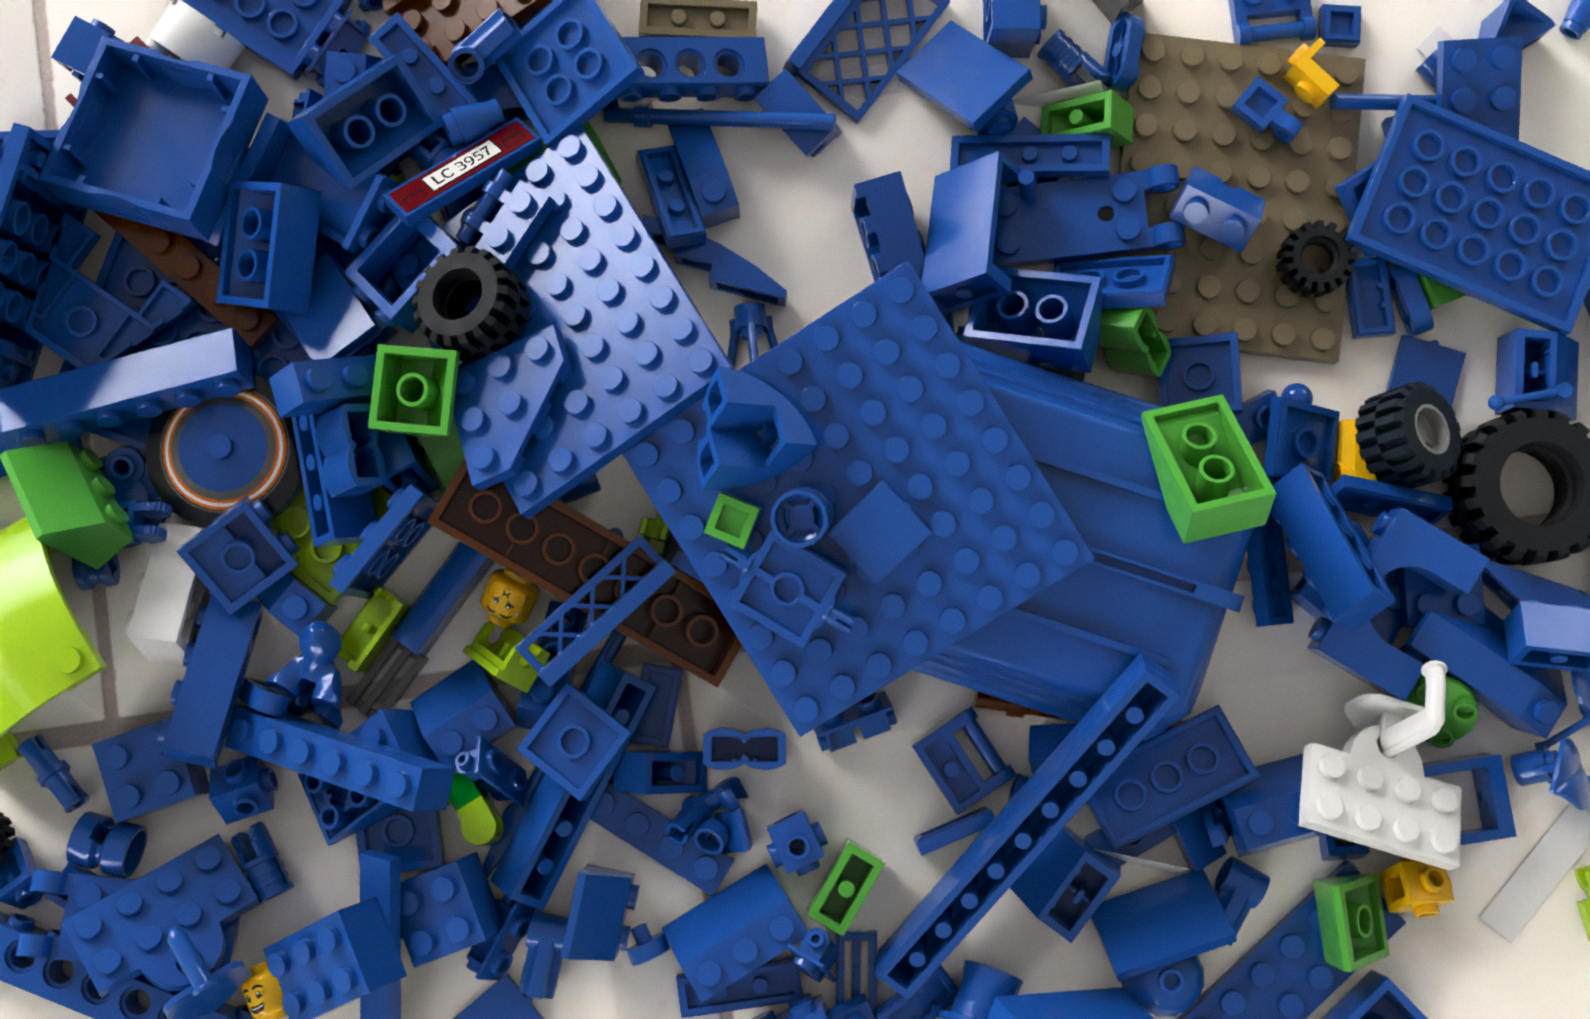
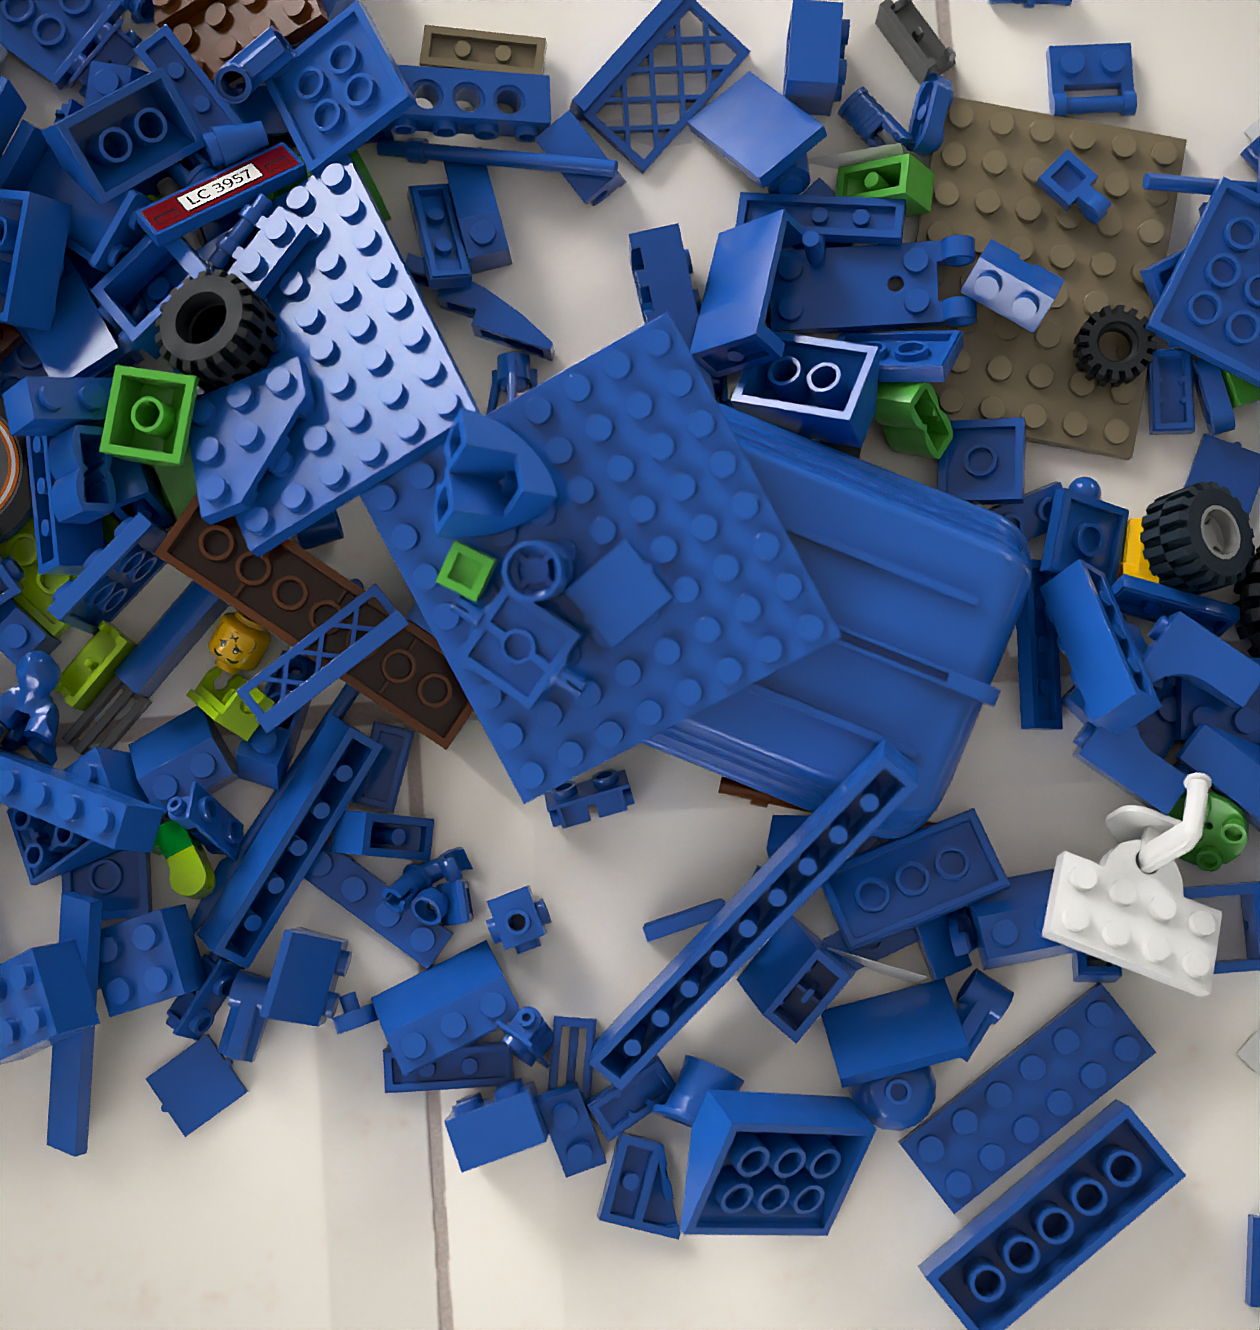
camera: 15 degrees right, 0 degrees up
(575, 741) = (292, 794): blue plate -> none
(655, 533) = (394, 588): lime plate -> none
(731, 748) = (459, 816): blue brick -> none
(845, 887) = (565, 968): bright green brick -> none
(953, 769) = (688, 853): blue plate -> none
(1207, 469) = (967, 552): bright green slope -> none
(1307, 77) = (1120, 155): yellow bracket -> none
(1339, 25) = (1162, 103): blue tile -> none
(1351, 920) = (1096, 1043): bright green slope -> none
(1416, 888) = (1168, 1015): yellow brick -> none

